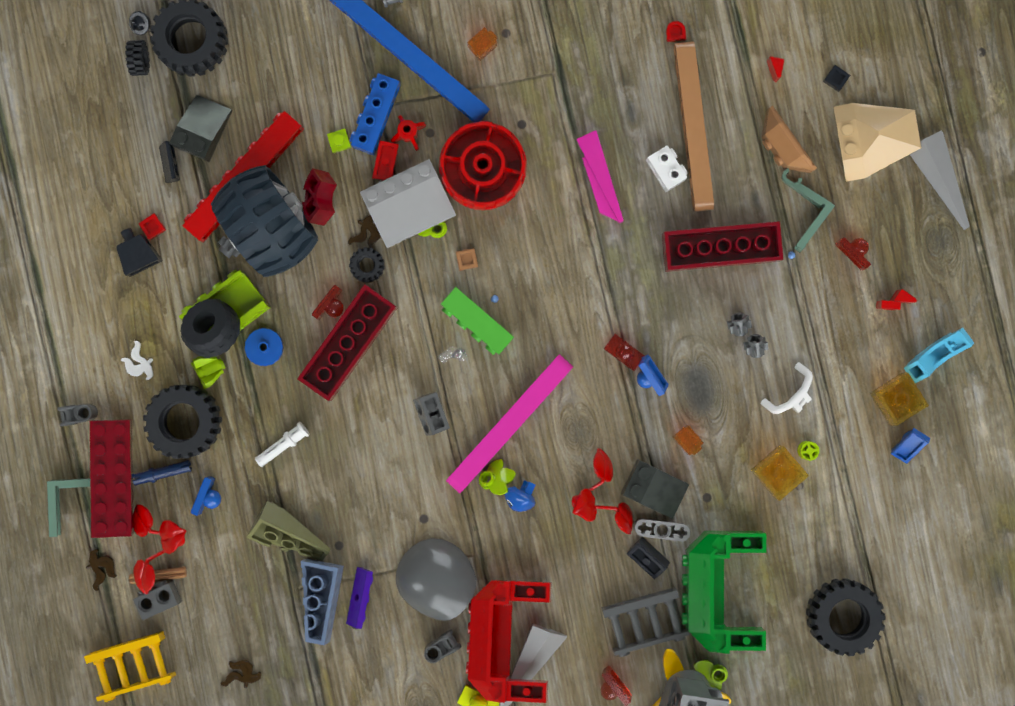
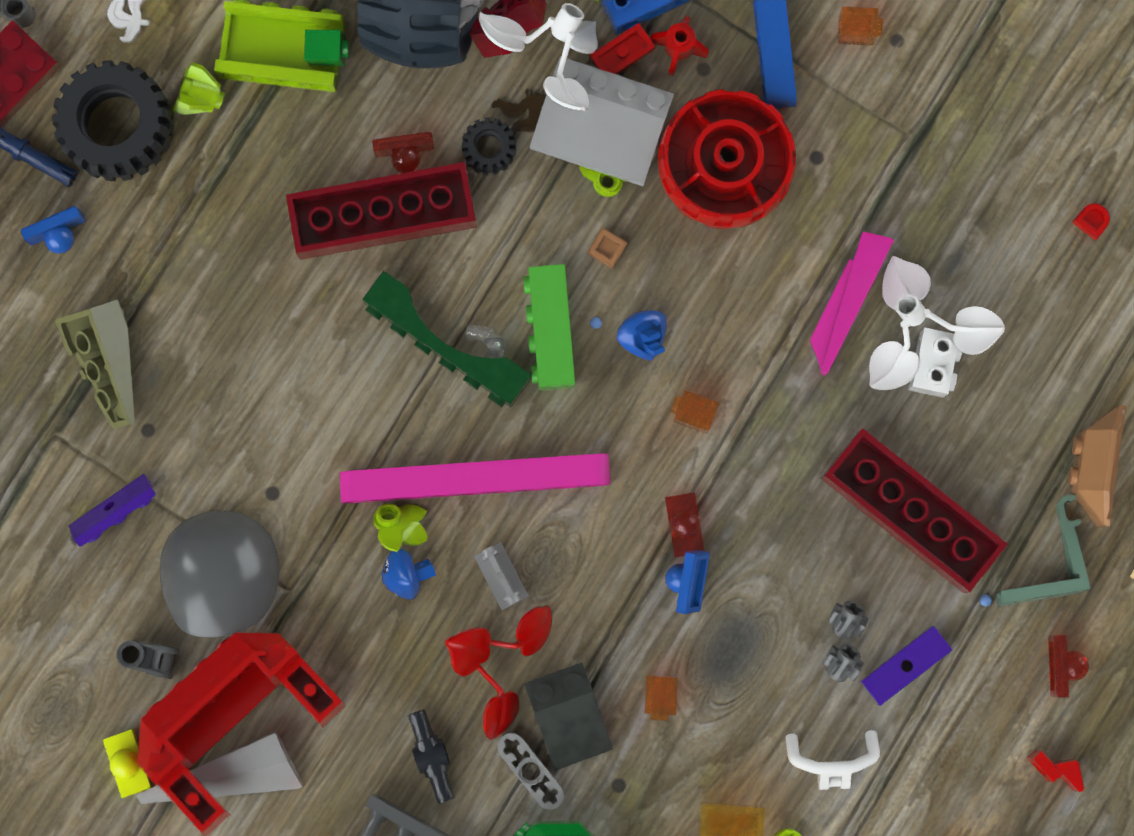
camera: 45 degrees right, 5 degrees down
(219, 337) = (246, 46): black tyre -> none
(247, 292) = (326, 48): none -> green brick
(271, 354) = (289, 142): blue plate -> none
(289, 439) = (210, 256): white pin -> none
(321, 591) = (66, 468): sand blue wedge -> none
(351, 175) = (566, 27): none -> white plant
(395, 379) = (498, 376): none -> dark green arch
(431, 414) = (397, 380): dark grey brick -> none
(522, 283) = (643, 333): none -> blue piece
(564, 456) = (501, 576): none -> light grey hinge
(579, 296) = (694, 411): none -> clear orange brick
(611, 566) = (431, 756): none -> black pin
(620, 148) = (902, 289): none -> white plant
(648, 558) = (483, 789): black slope -> none
(693, 126) = (1012, 345): medium nougat beam -> none
(786, 307) = (921, 654): none -> dark purple tile

